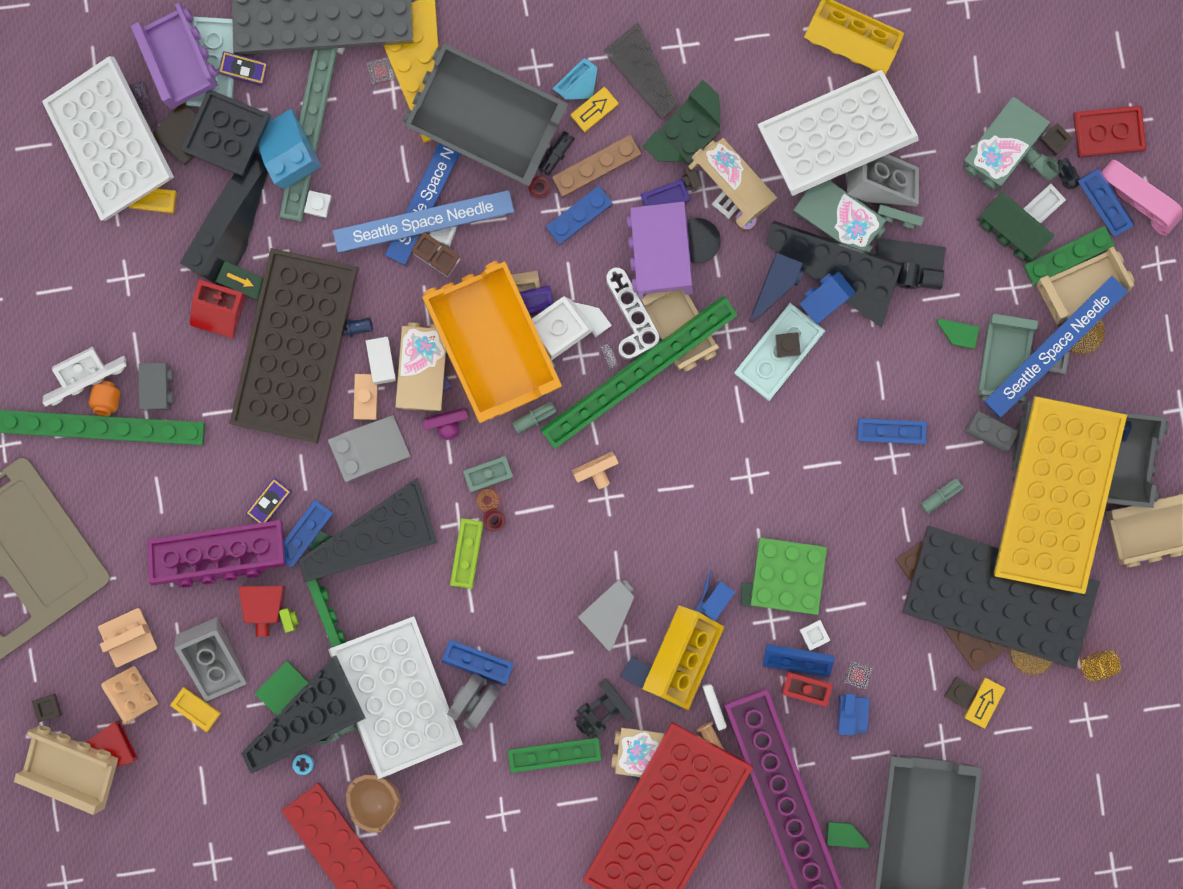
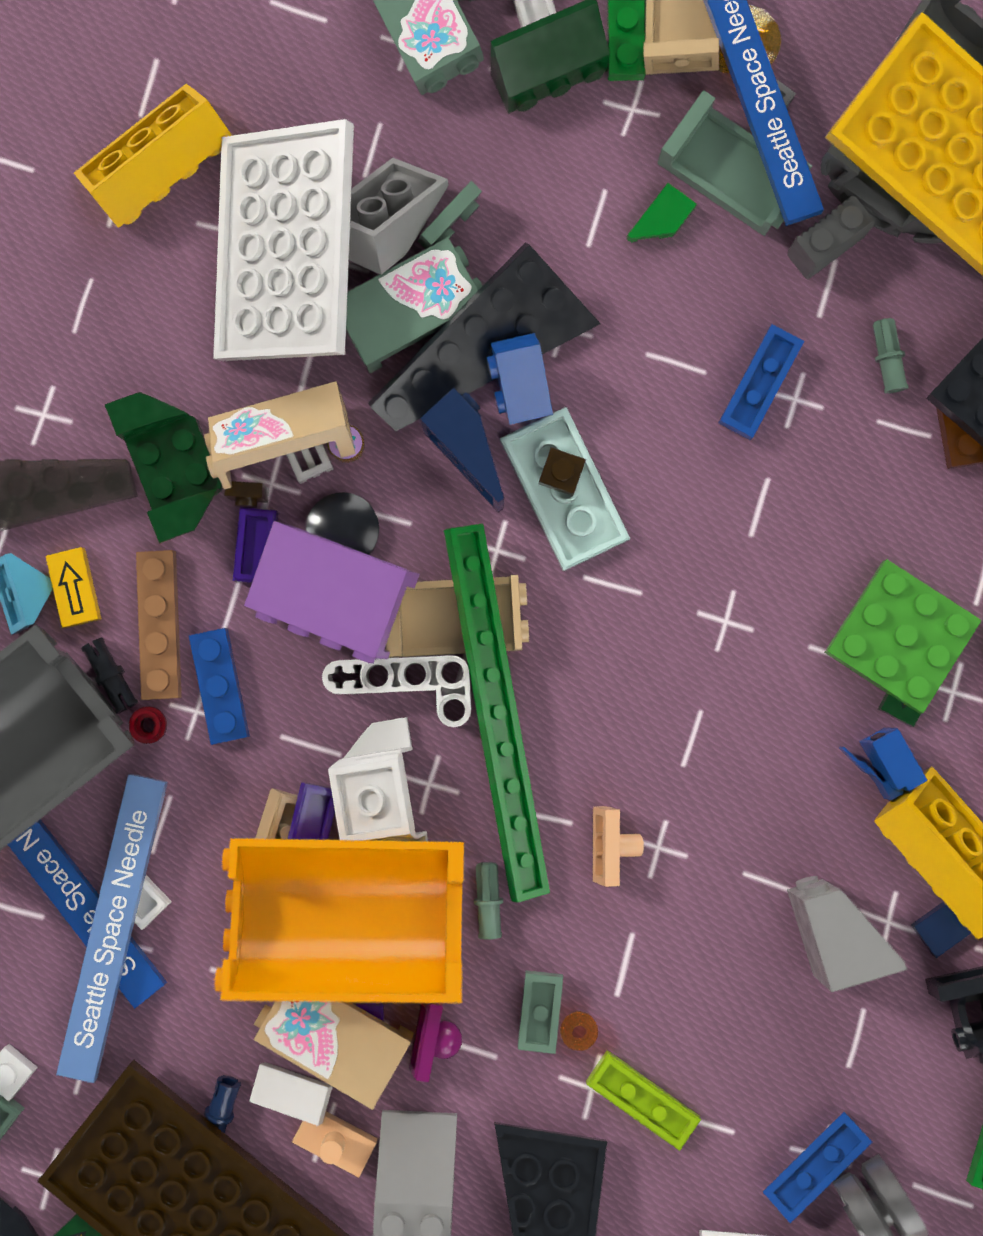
camera: 60 degrees left, 0 degrees up
(435, 255) = (169, 936): reddish brown hips -> none
(496, 525) = (622, 1039): dark red plate -> none
(609, 356) = (450, 744): clear tile -> none
(920, 263) = (531, 217): black panel -> none

